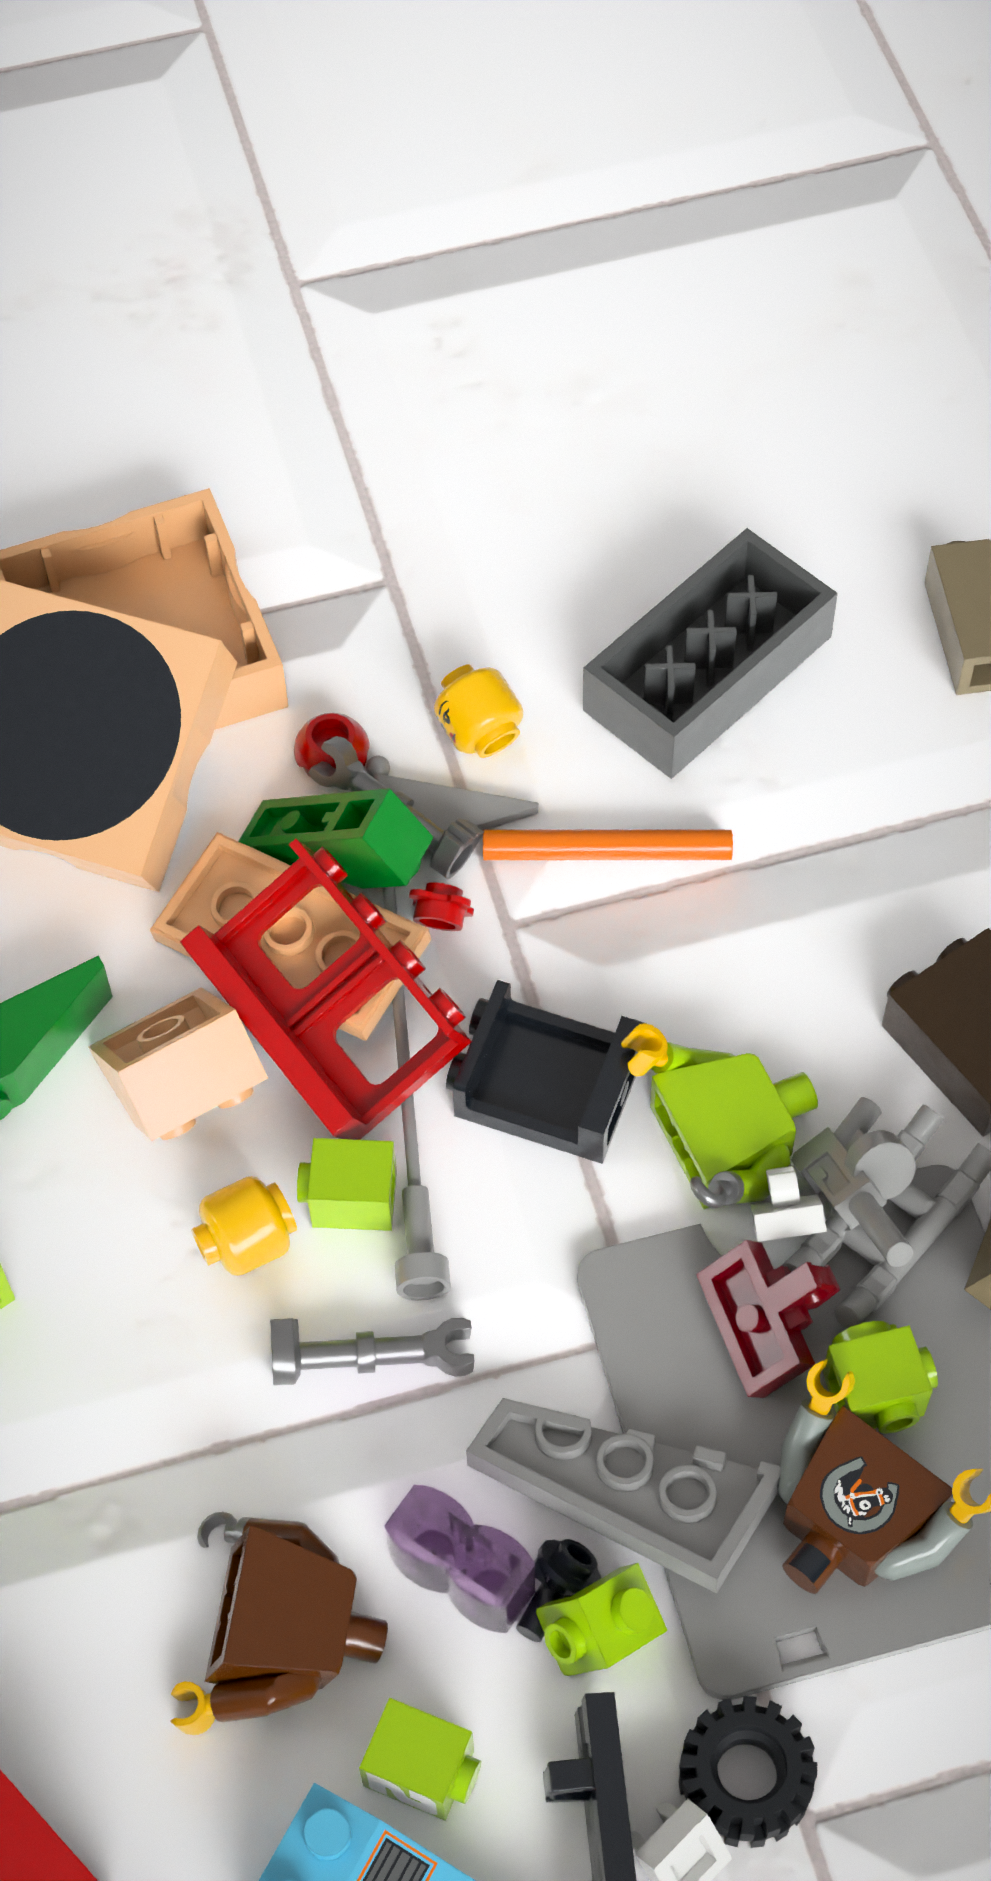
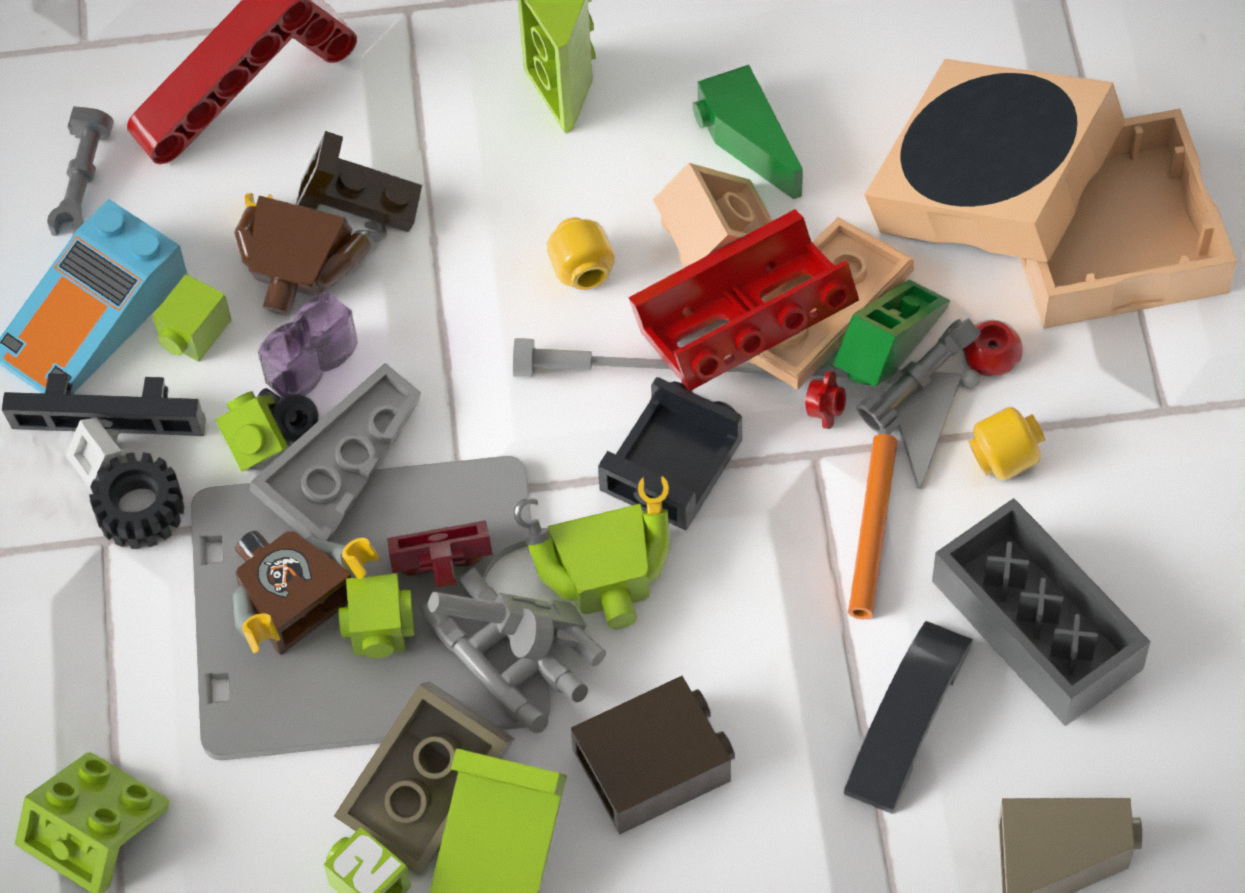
camera: 100 degrees right, 0 degrees up
(160, 1564) = (357, 188): none -> dark brown bracket
(349, 1184) = (600, 318): lime brick -> none
(365, 1351) = (480, 273): flat silver piece -> none
(787, 1212) = (514, 572): white tile -> none
(855, 773) = (906, 716): none -> black slope

